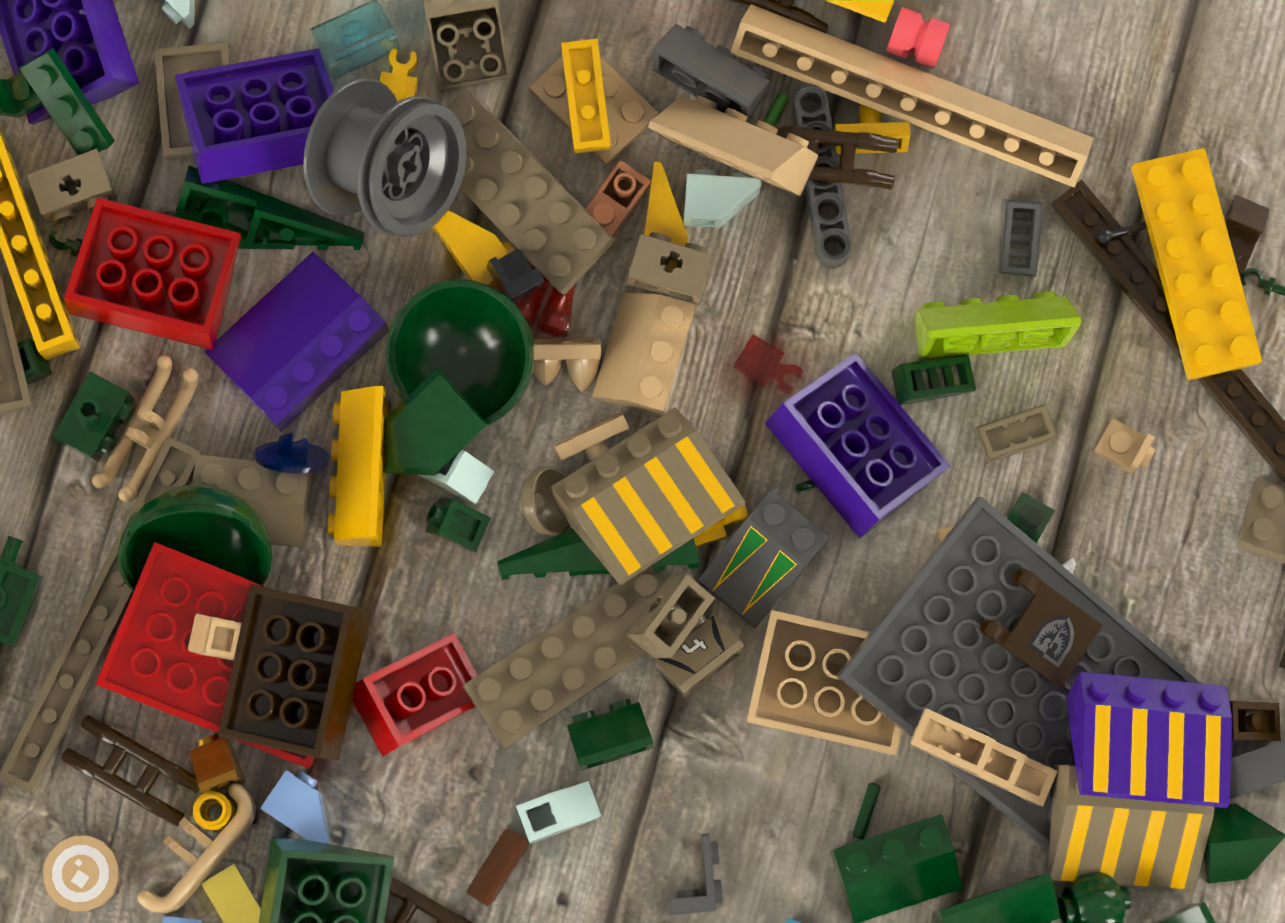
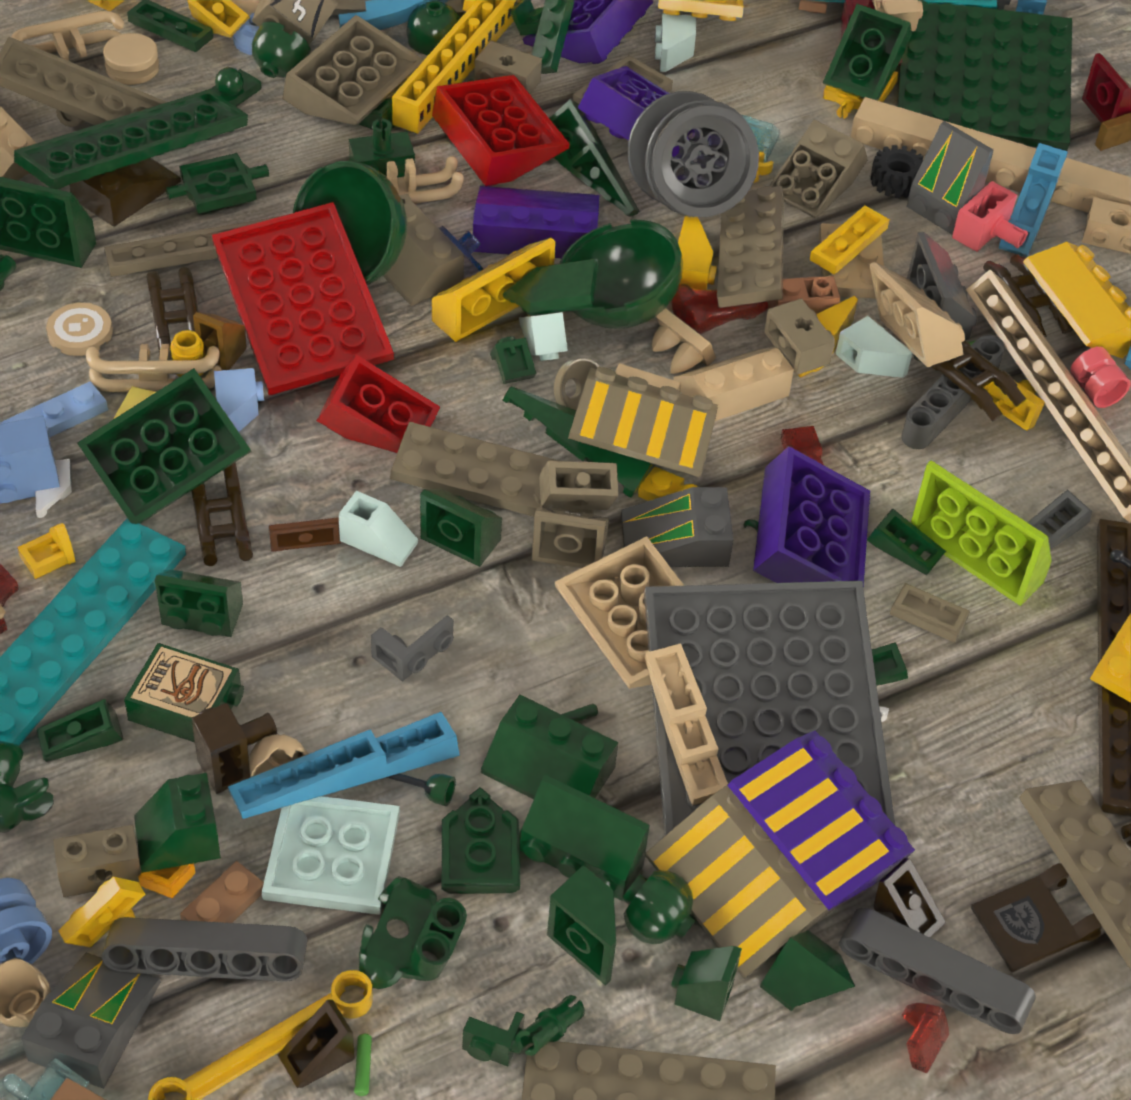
camera: 45 degrees right, 30 degrees down
(214, 637) = (305, 272): tan slope -> none
(294, 672) = (325, 326): dark brown slope -> none
(514, 275) = (698, 272): black panel -> none
(1048, 633) = (820, 697): dark brown flag -> none
(1125, 446) = (1000, 684): tan bracket -> none

